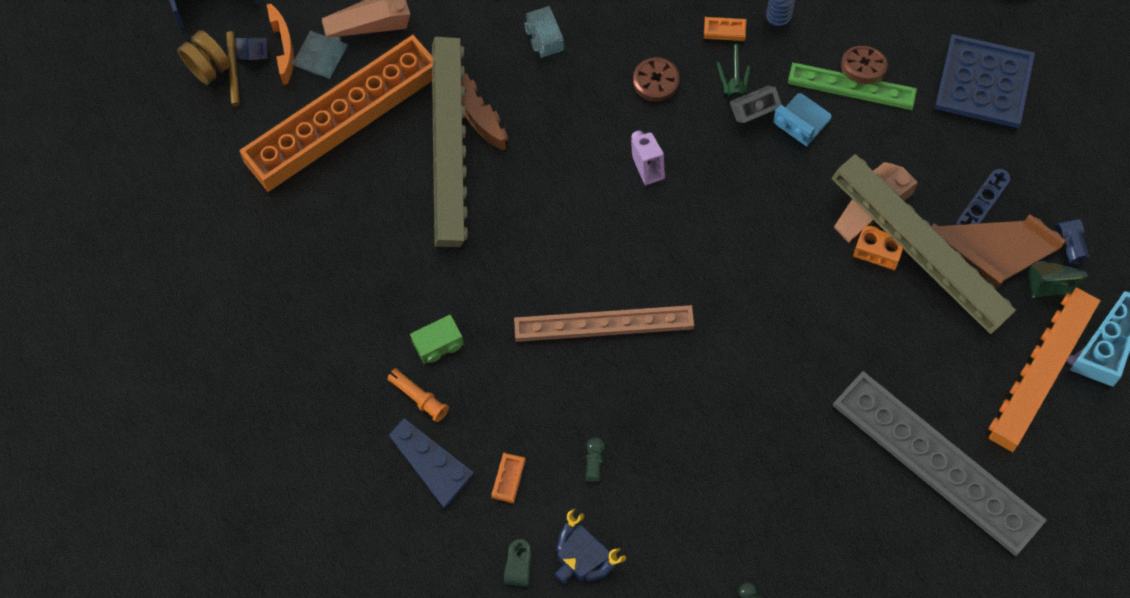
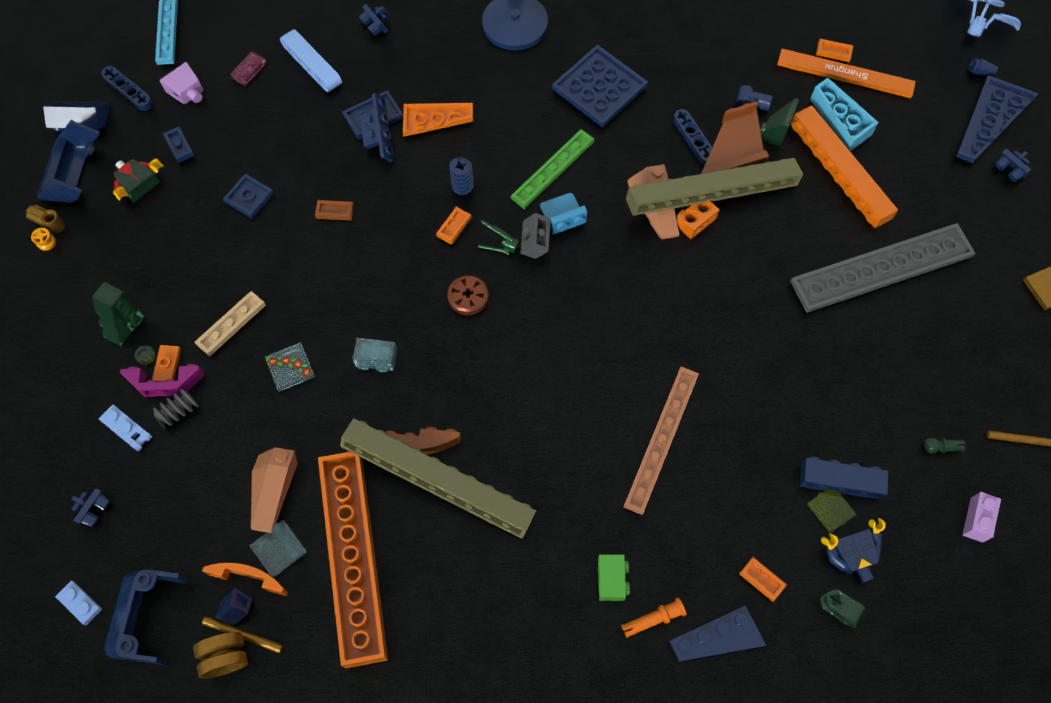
camera: 65 degrees left, 0 degrees up
(595, 447) = (765, 498): clear green pin -> none
(620, 518) = (831, 509): none -> clear neon green piece
(647, 149) = (535, 333): lavender torso -> none
(657, 513) = (844, 478): none -> dark blue brick
(864, 65) = (552, 150): copper wheel -> none

